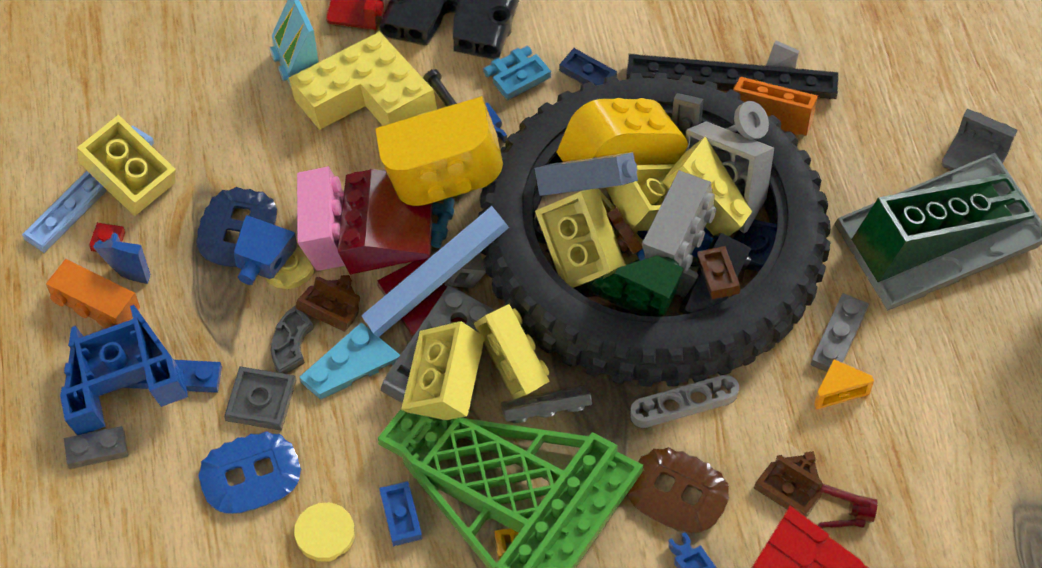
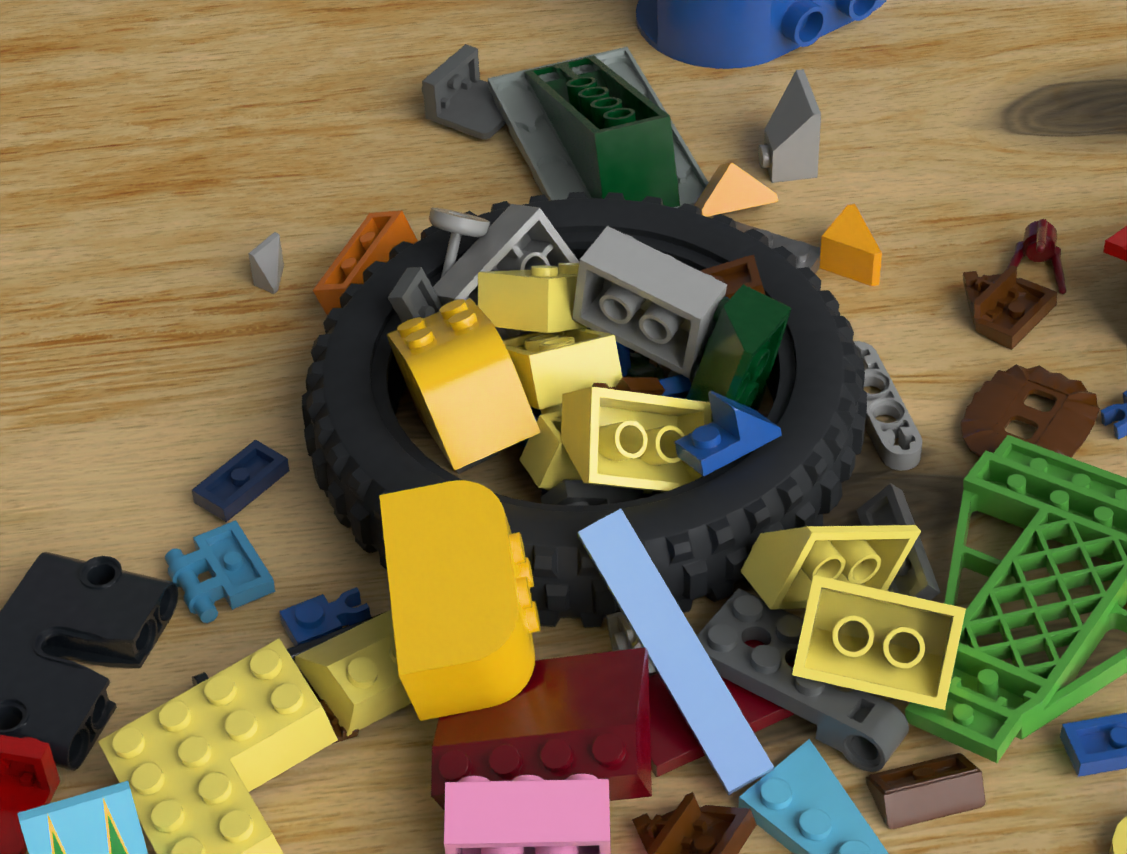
camera: 85 degrees left, 15 degrees down
(369, 413) = (927, 790): none -> reddish brown slope
(581, 280) = (731, 435): none -> blue slope
(586, 174) = (545, 392): sand blue brick -> none
(727, 74) = (286, 328): black plate -> none
(886, 312) = (733, 190): none -> light orange slope
(960, 346) = (793, 134): none -> light grey slope

